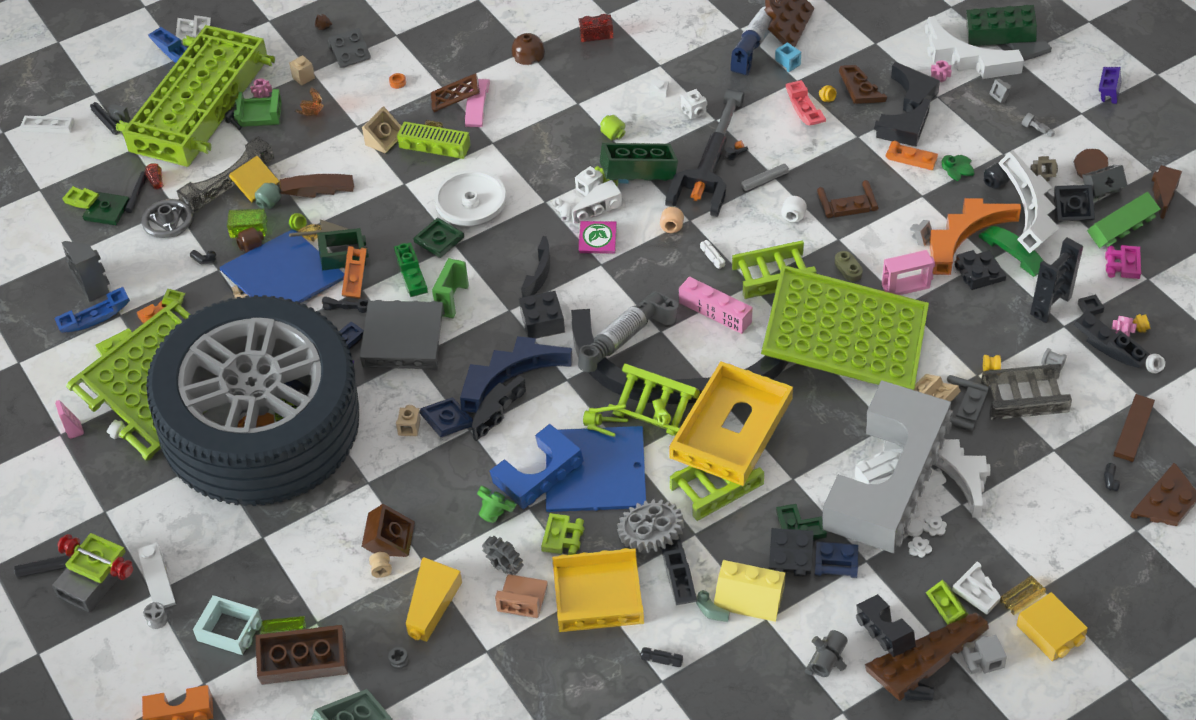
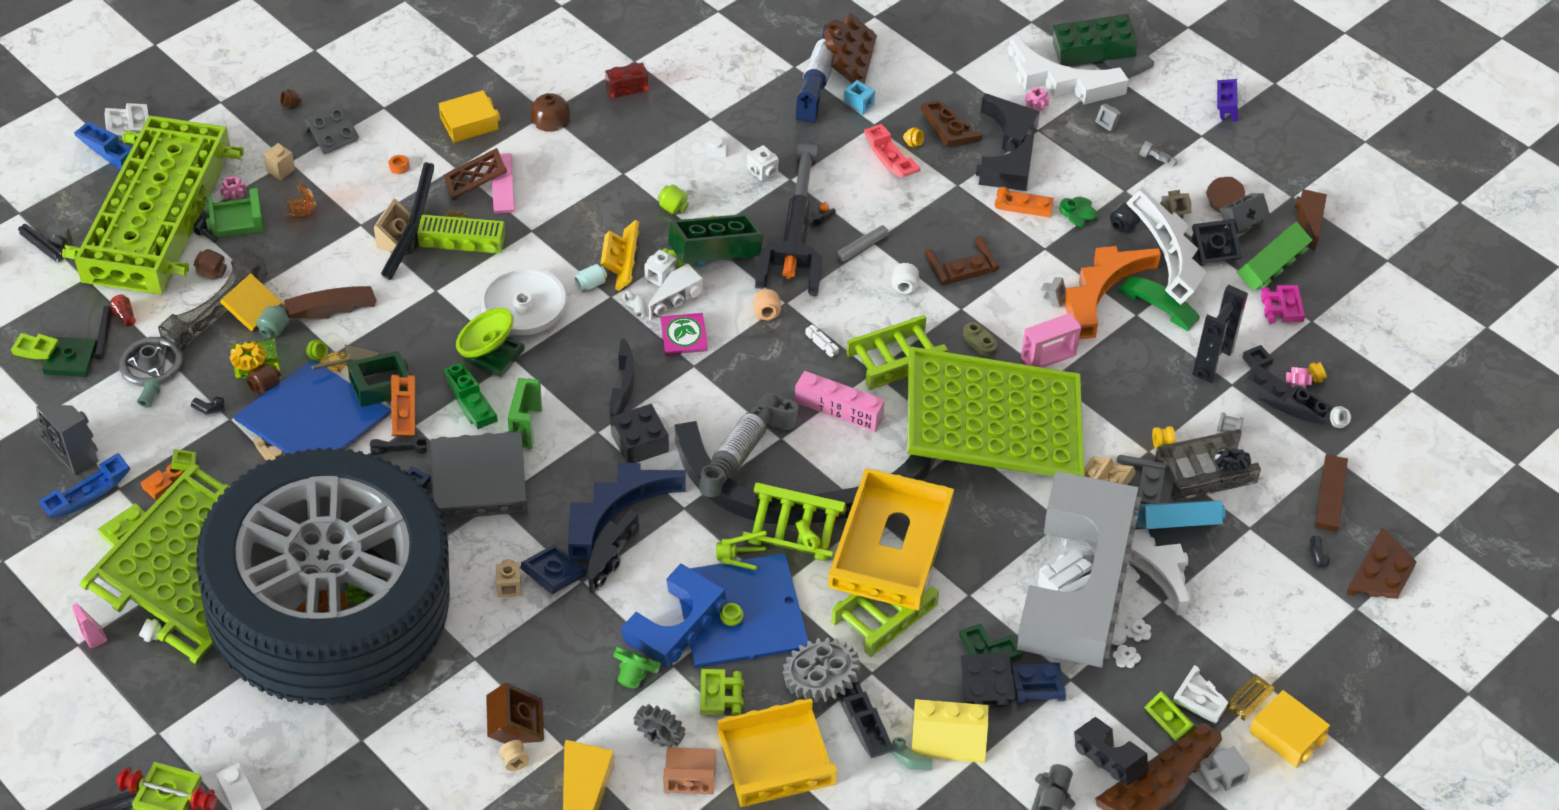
camera: 15 degrees left, 0 degrees up
(159, 242) = (150, 389): none -> sand green pin
(229, 146) = (210, 264): none -> reddish brown head
(236, 224) = (247, 362): none -> yellow gear
(380, 149) = (399, 251): none -> black axle
(403, 114) = (421, 198): none -> black axle
(431, 220) = (485, 333): none -> lime dish
(461, 46) = (469, 116): none -> yellow brick
(530, 184) = (590, 277): none -> light aqua brick
(557, 167) = (619, 254): none -> yellow bracket
(585, 471) = (731, 614): none -> lime plate
(979, 269) = (1126, 328): black plate -> none
(991, 431) = (1180, 514): none -> medium azure slope
(1047, 389) = (1232, 460): none -> black gear

